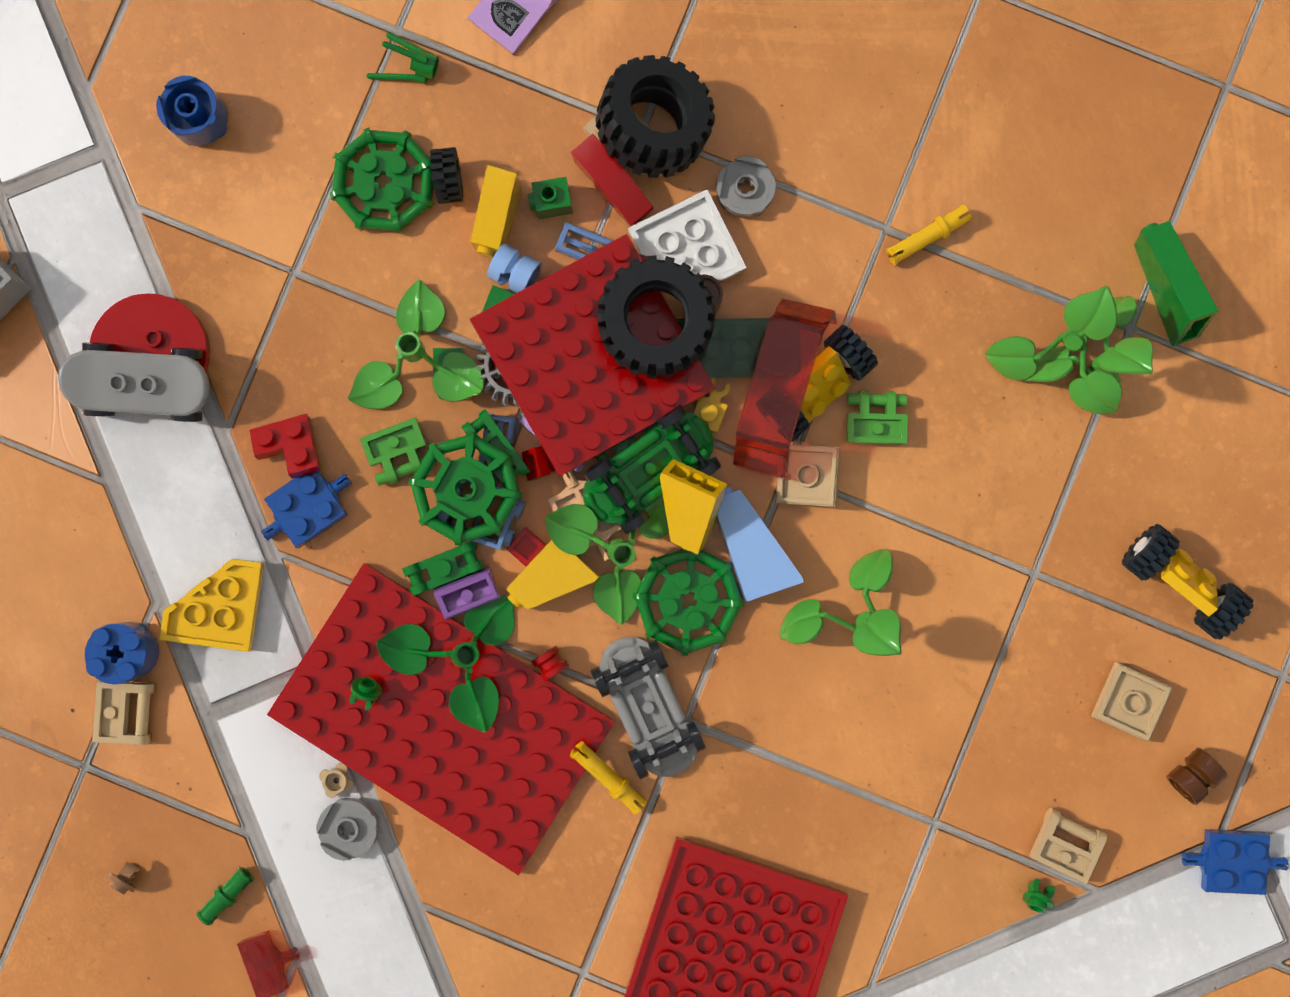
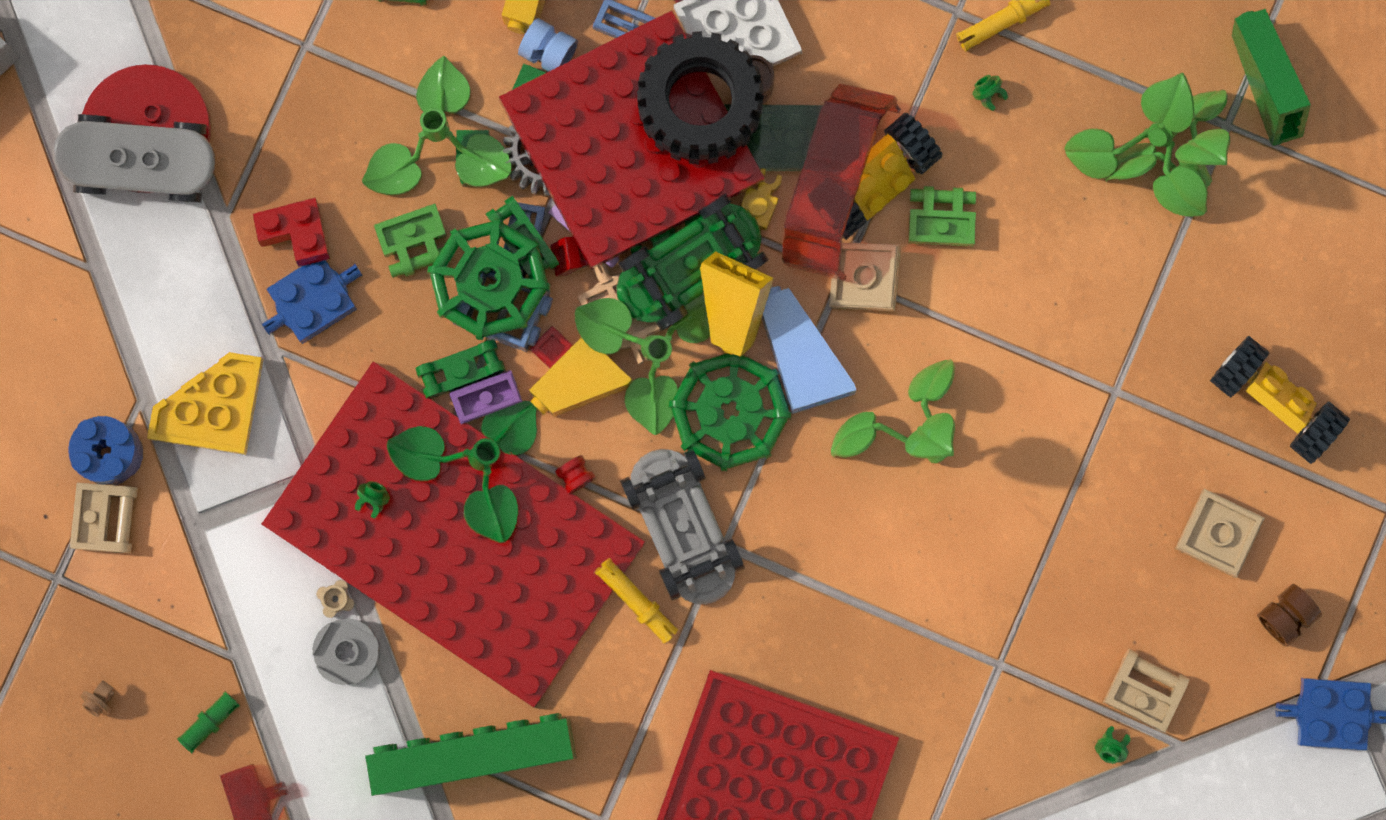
camera: 10 degrees right, 5 degrees down
(461, 926) = (470, 756): none -> green brick
(915, 299) = (986, 88): none -> green plate

